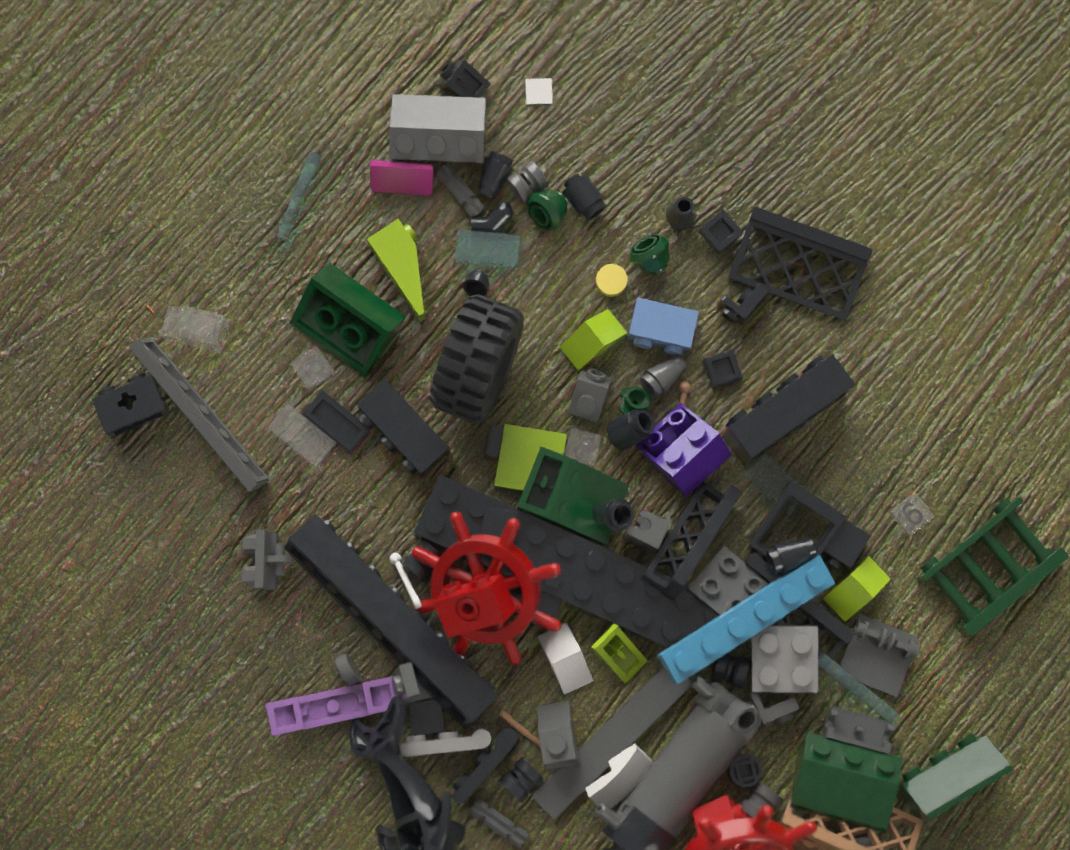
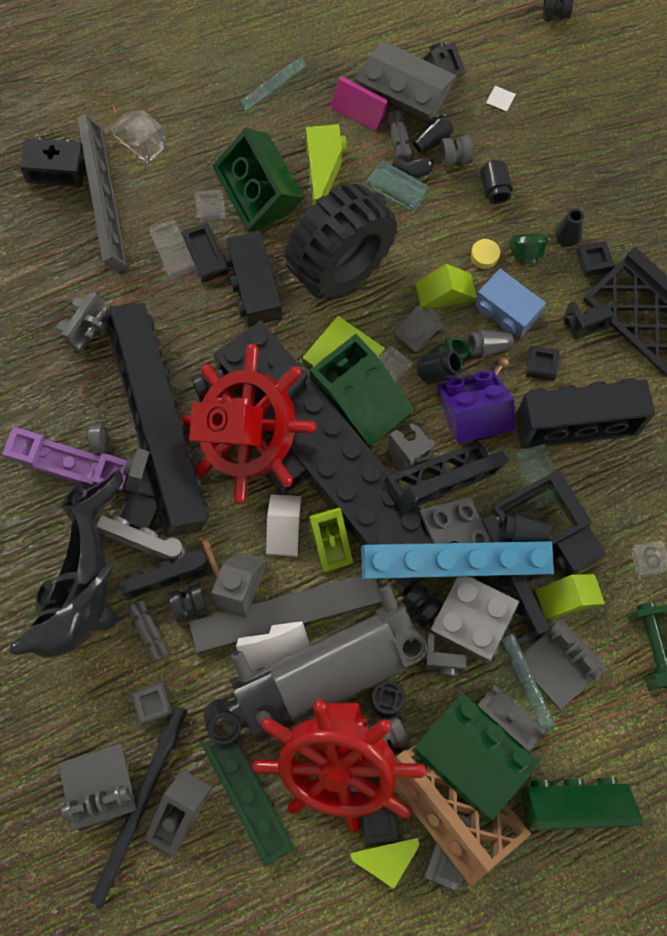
camera: 30 degrees right, 10 degrees down
(396, 559) = (184, 407): white hinge -> none
(493, 442) = (320, 324): black tile -> none
(547, 209) = (461, 176): dark green cone -> none
(614, 514) = (389, 416): black cone -> none

